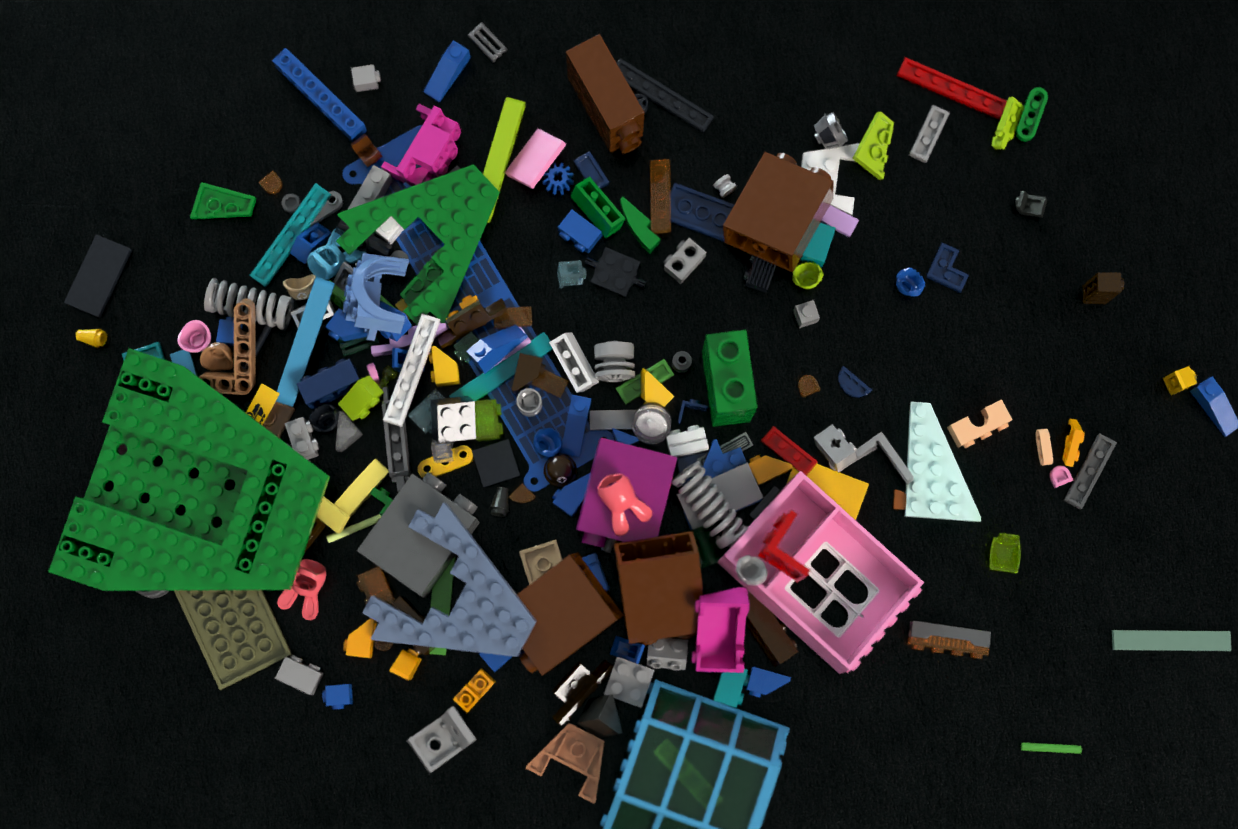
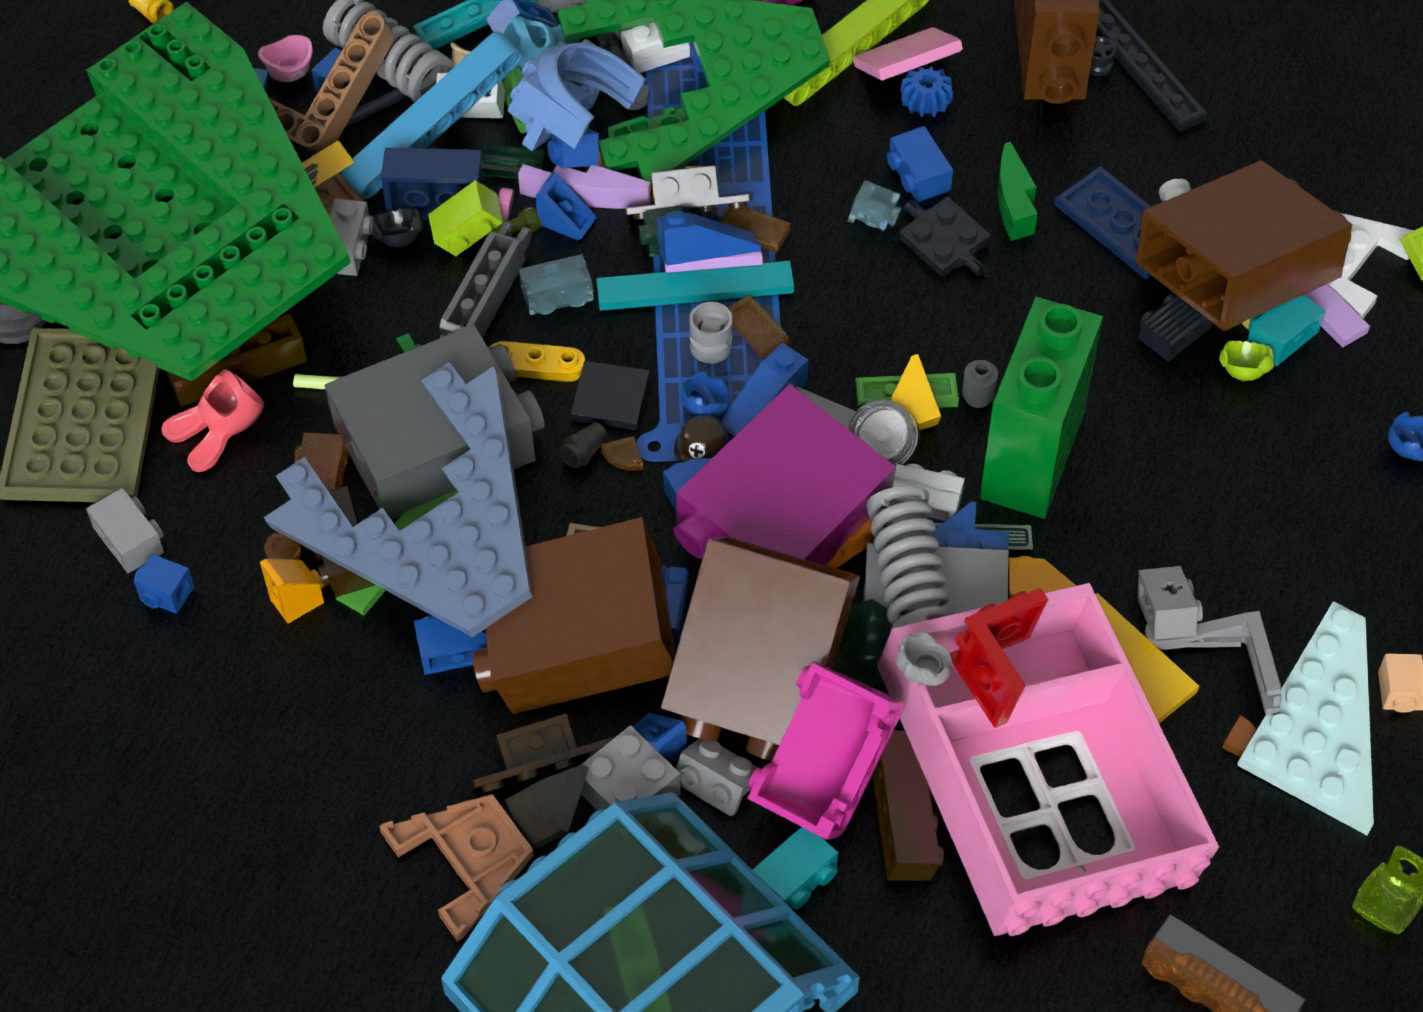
camera: 30 degrees right, 25 degrees down
(217, 357) = (296, 87): medium nougat helmet -> none
(332, 515) = (316, 332): light yellow tile -> none
(343, 329) = (502, 131): blue slope -> none
(346, 433) = (413, 259): clear slope -> none
(360, 642) = (243, 528): light orange slope -> none
(362, 487) = (373, 338): light yellow slope -> none
(411, 370) = (560, 210): white tile -> none
(442, 451) = (540, 331): clear slope -> none
(445, 368) = (611, 244): yellow slope -> none
(449, 732) = (292, 715): light grey bracket -> none
(453, 419) = (582, 296): brick -> none
(474, 690) = (372, 683): light orange slope -> none
(487, 420) = (632, 330): clear neon green brick -> none
(527, 372) = (735, 286): dark brown slope -> none
(574, 362) = (811, 311): white brick -> none
(588, 167) = (981, 108): dark blue tile -> none
(597, 207) = (965, 142): green brick -> none
(614, 361) = (874, 332): light grey wheel -> none
(618, 499) = (769, 463): coral piece -> none
(660, 196) = (1069, 171): clear orange tile -> none
(688, 263) = (1060, 263): light grey brick -> none
(695, 404) = (960, 446): dark blue bracket -> none
(764, 681) = (858, 893): blue slope -> none
(789, 451) = (1081, 567): red tile -> none
(806, 314) = (1217, 407): light grey brick -> none
(808, 385) = (1169, 509): clear orange tile -> none
(830, 132) = (1380, 193): flat silver cone -> none
(851, 384) = (1244, 540): dark blue tile -> none

